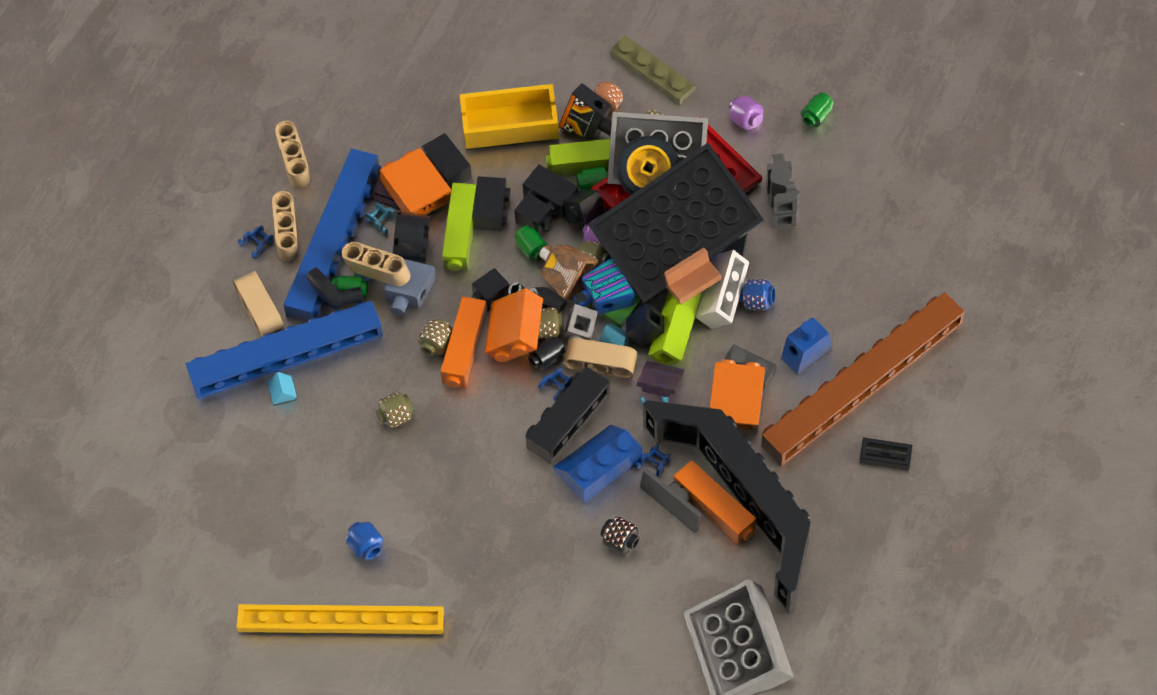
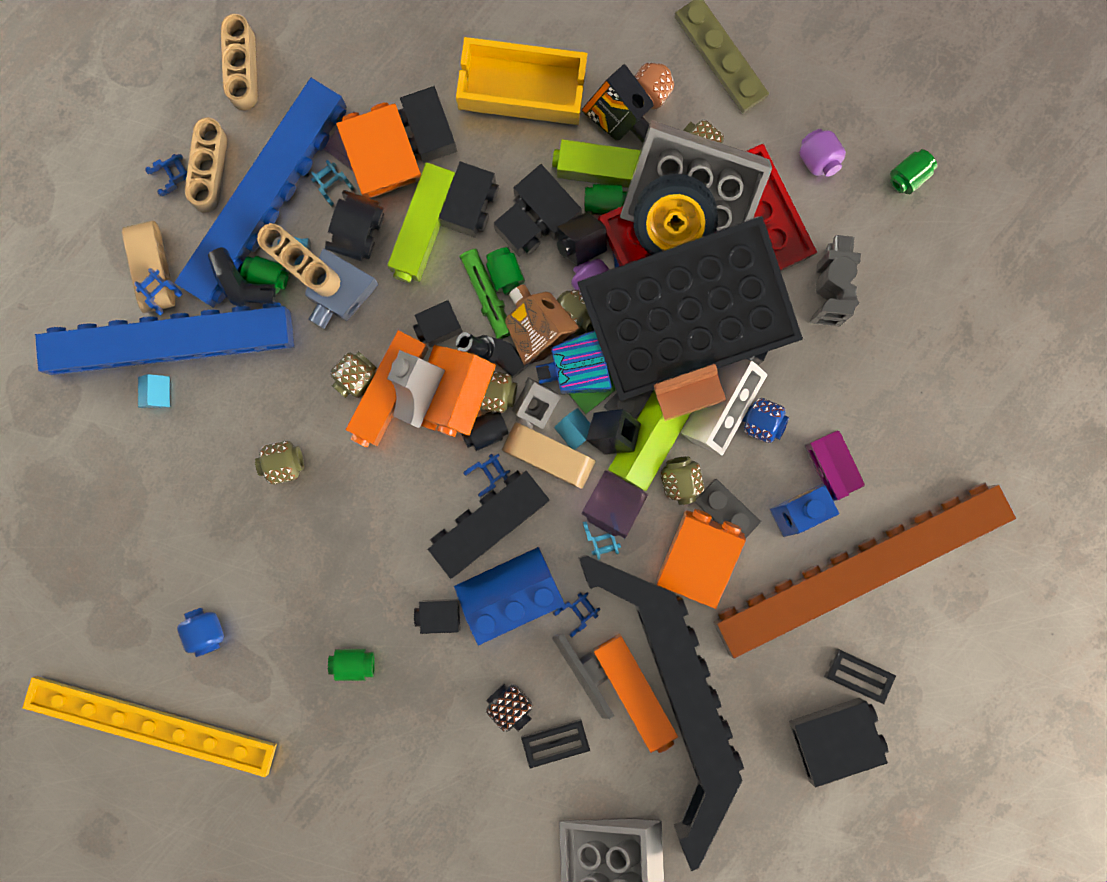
camera: 10 degrees right, 25 degrees up
(268, 300) = (150, 296): none -> blue piece
(485, 324) = (414, 386): none -> light grey arch
(488, 536) = (351, 664): none -> green brick
(528, 269) = (472, 263): none -> bright green pin
(546, 486) = (438, 616): none -> black brick
(645, 568) = (577, 724): none -> black tile
(707, 349) = (682, 480): none -> olive head
(818, 308) = (835, 465): none -> magenta panel
(882, 498) = (839, 741): none -> black brick

